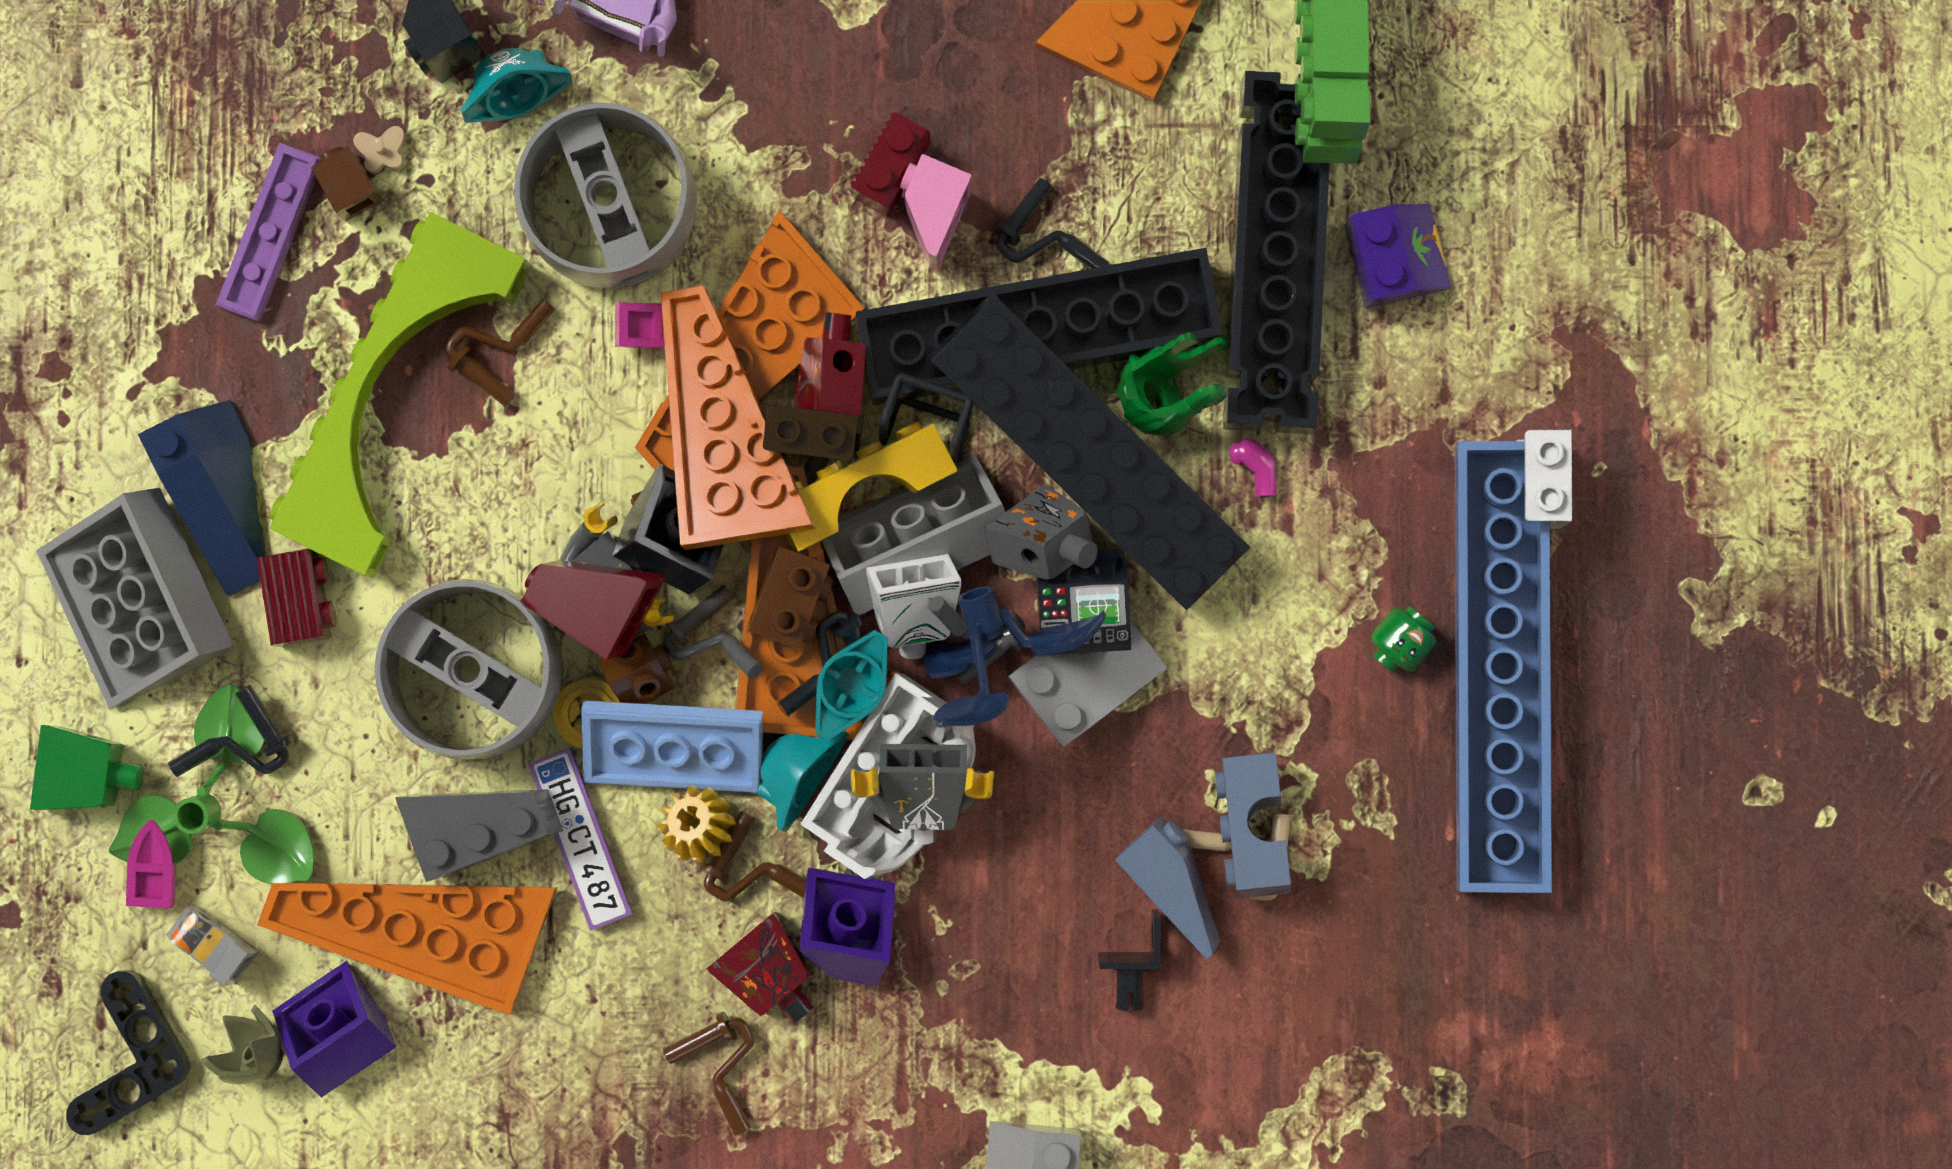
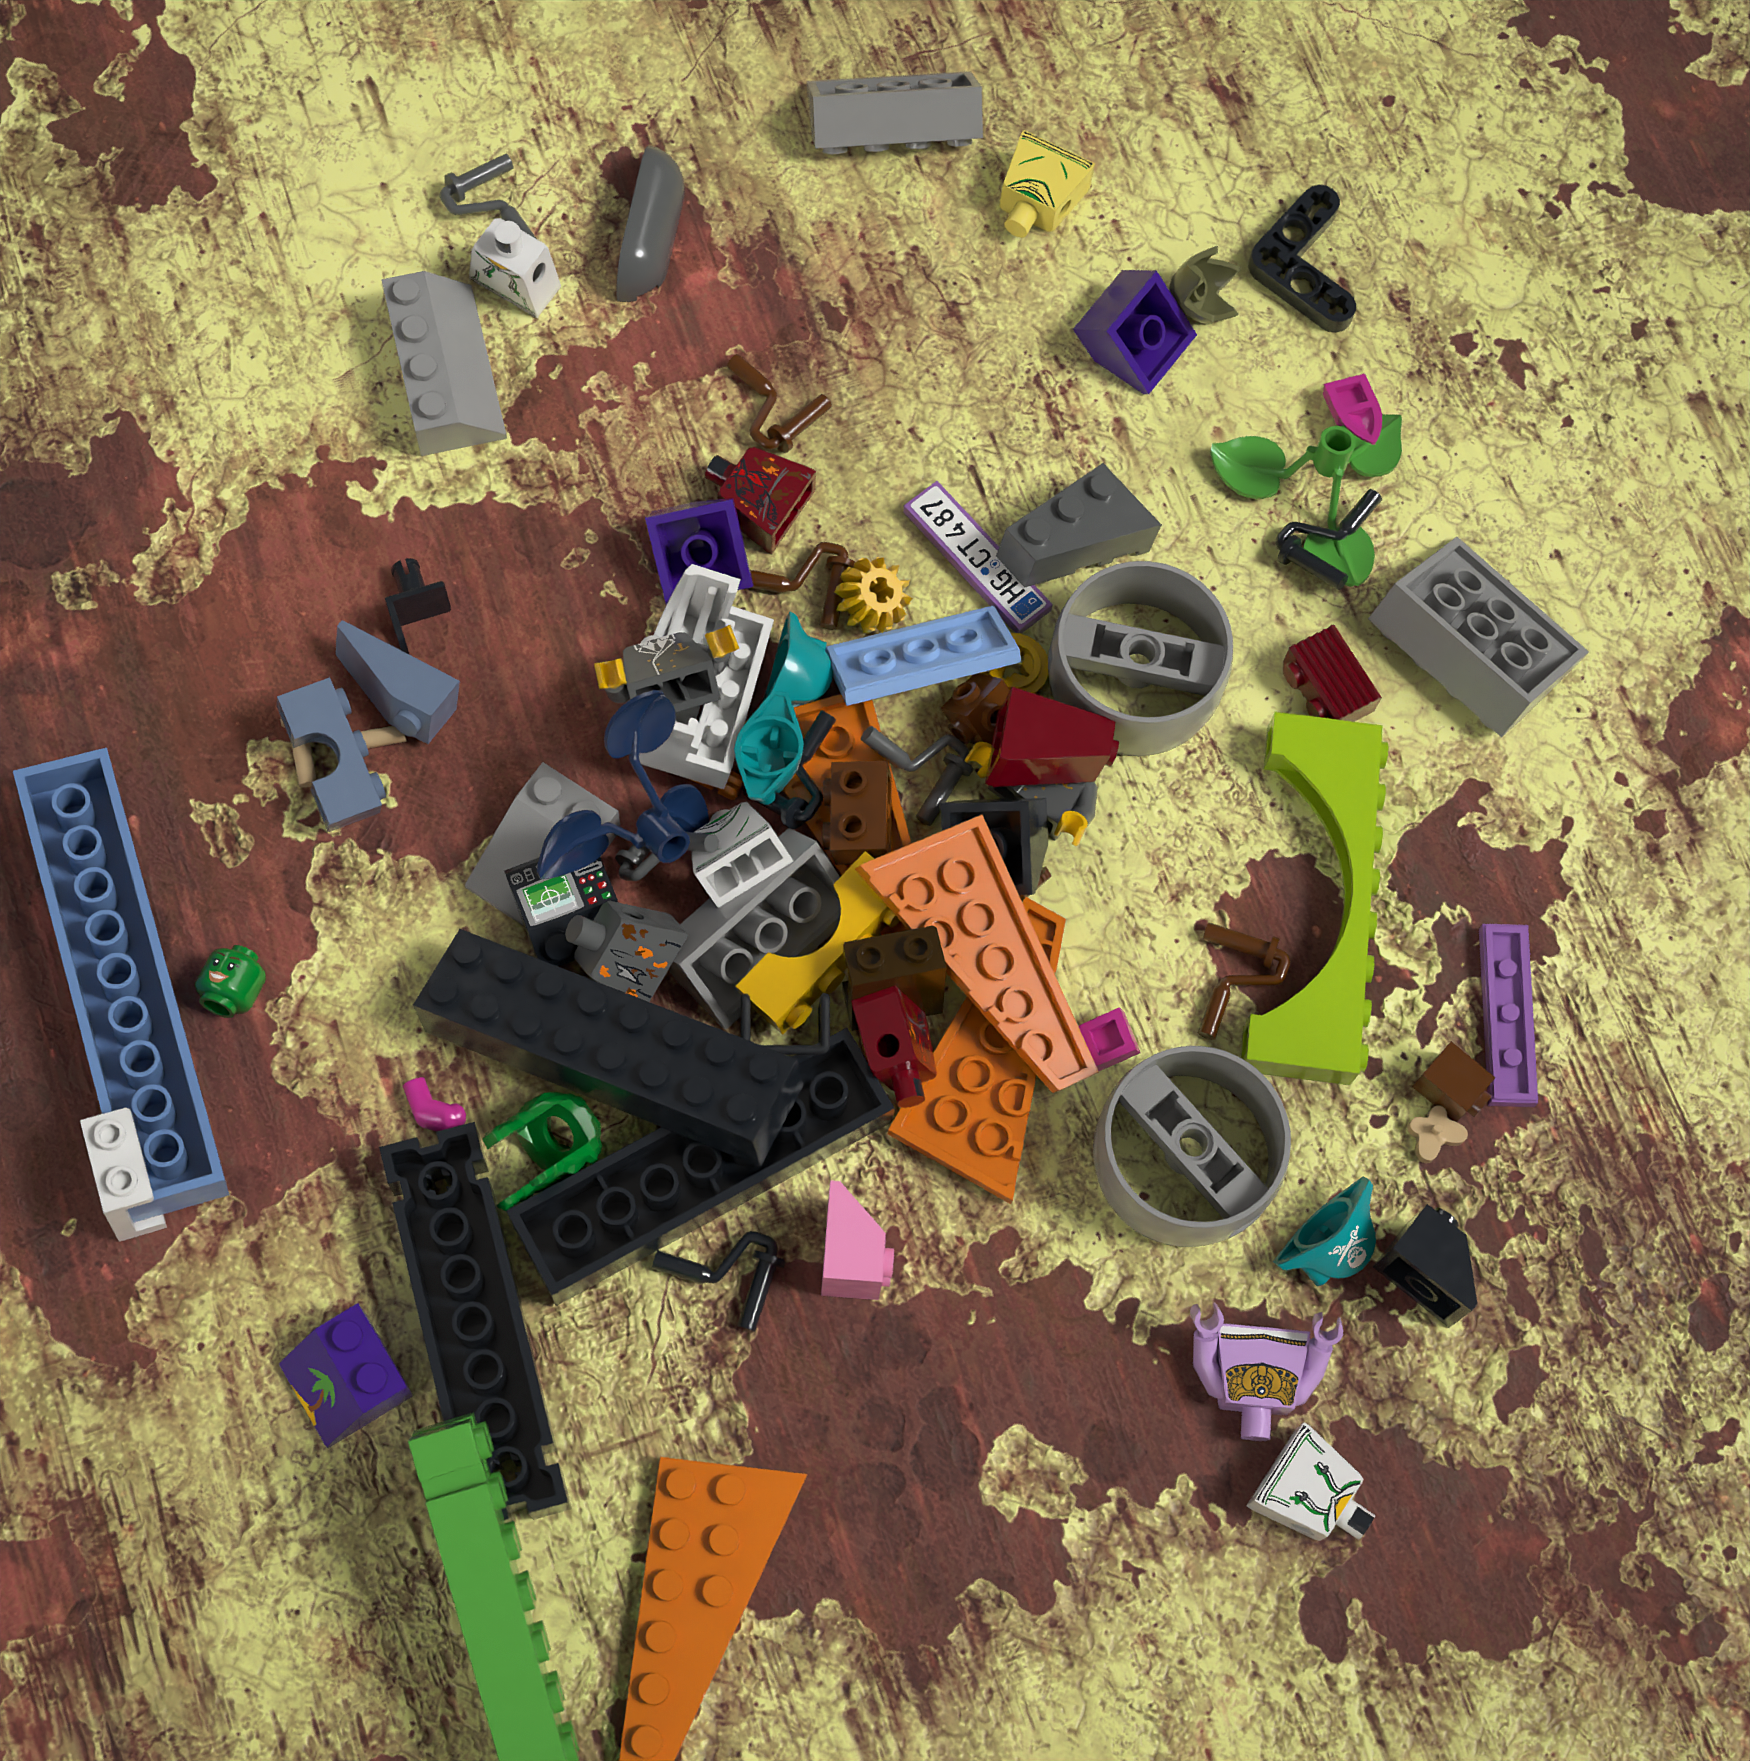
camera: 155 degrees right, 15 degrees down
(79, 770) = (1458, 472): green torso -> none
(210, 478) = (1458, 759): dark blue wedge -> none
(212, 945) = (1274, 367): light grey leg -> none
(441, 936) = (1054, 436): orange wing -> none
(883, 171) = (915, 1286): dark red brick -> none

